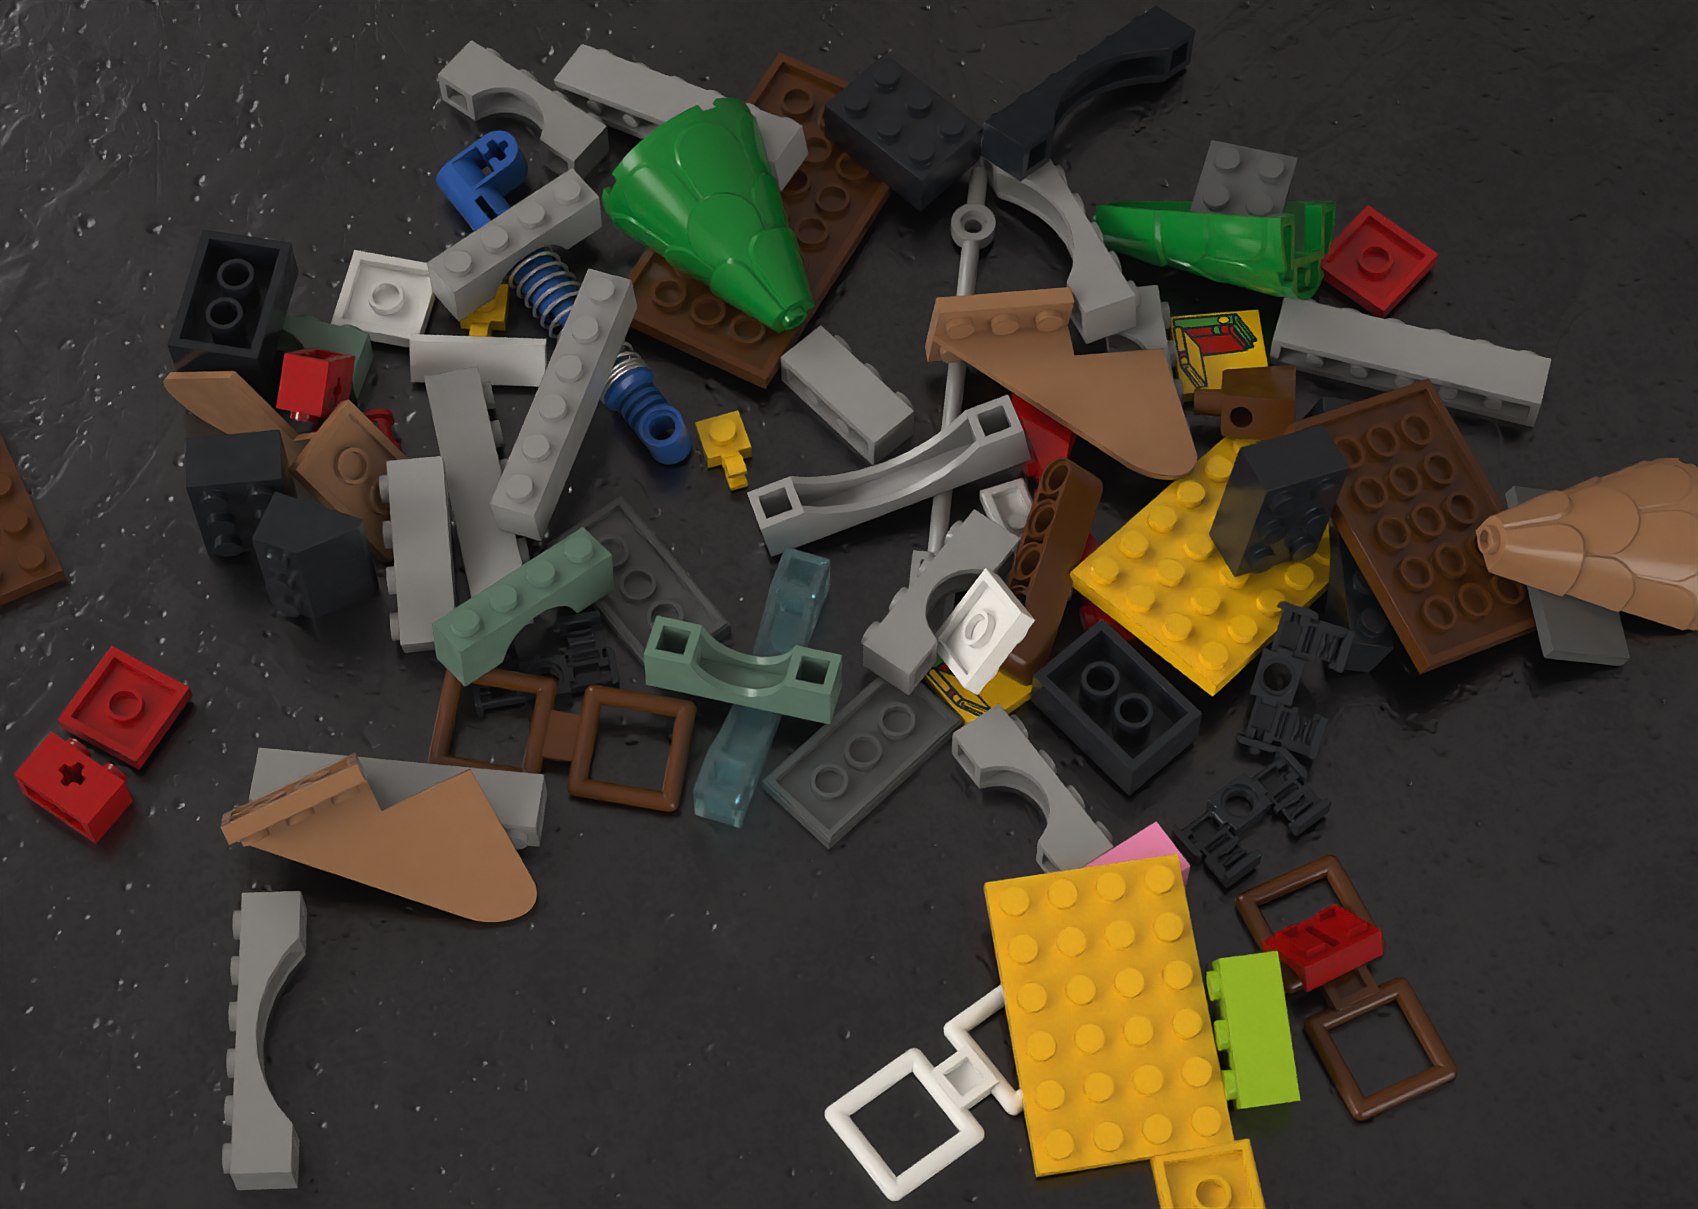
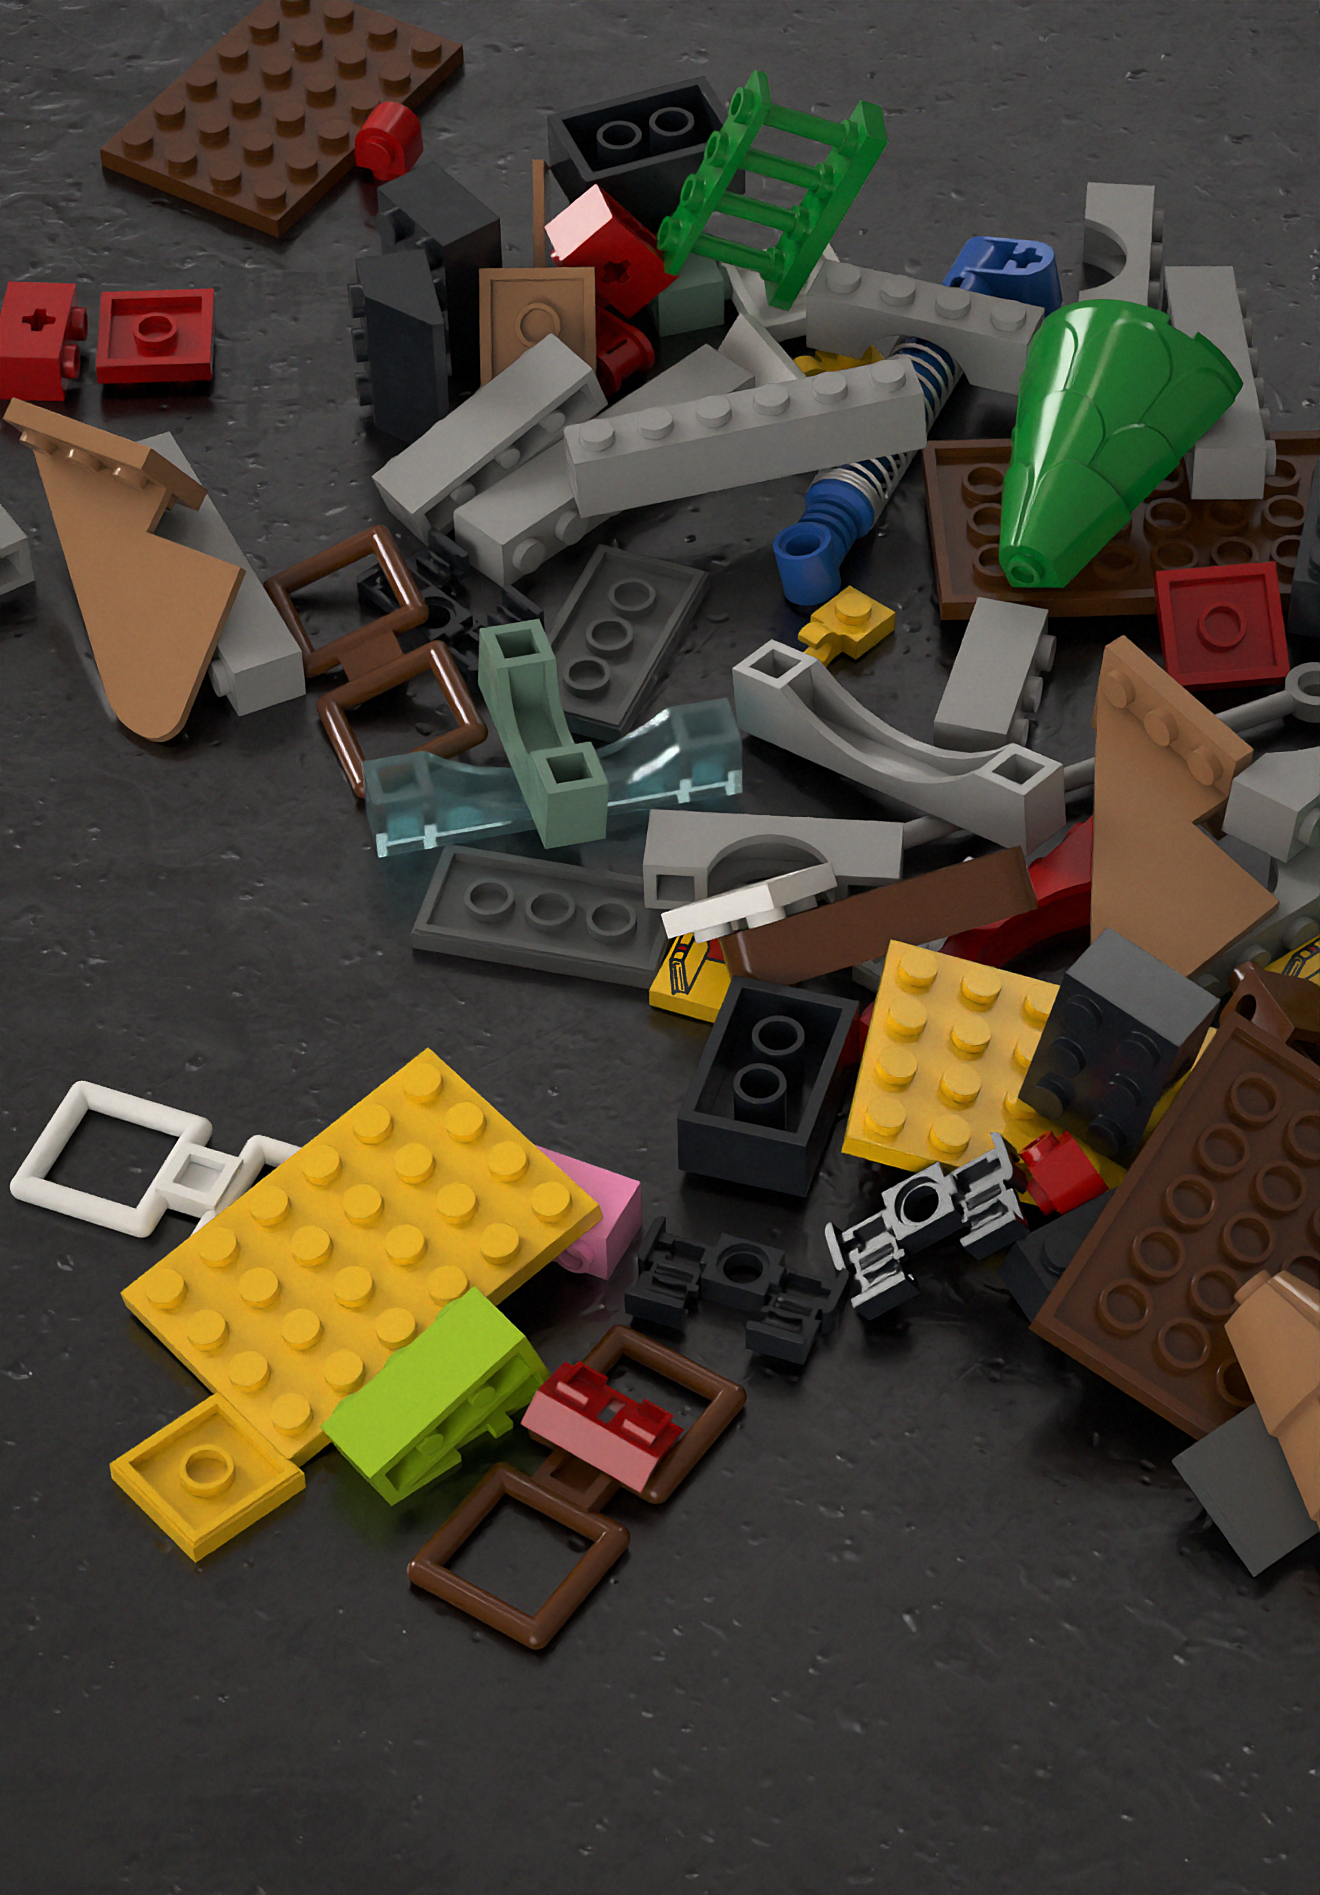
camera: 60 degrees right, 15 degrees down
(40, 456) = (389, 141): none -> red plate
(377, 253) = (806, 227): none -> green fence
(481, 629) = (551, 550): sand green arch -> none
(893, 242) = (1222, 626): none -> red plate
(998, 753) = (633, 1020): light grey arch -> none
(1316, 587) = (1060, 1173): none -> red plate

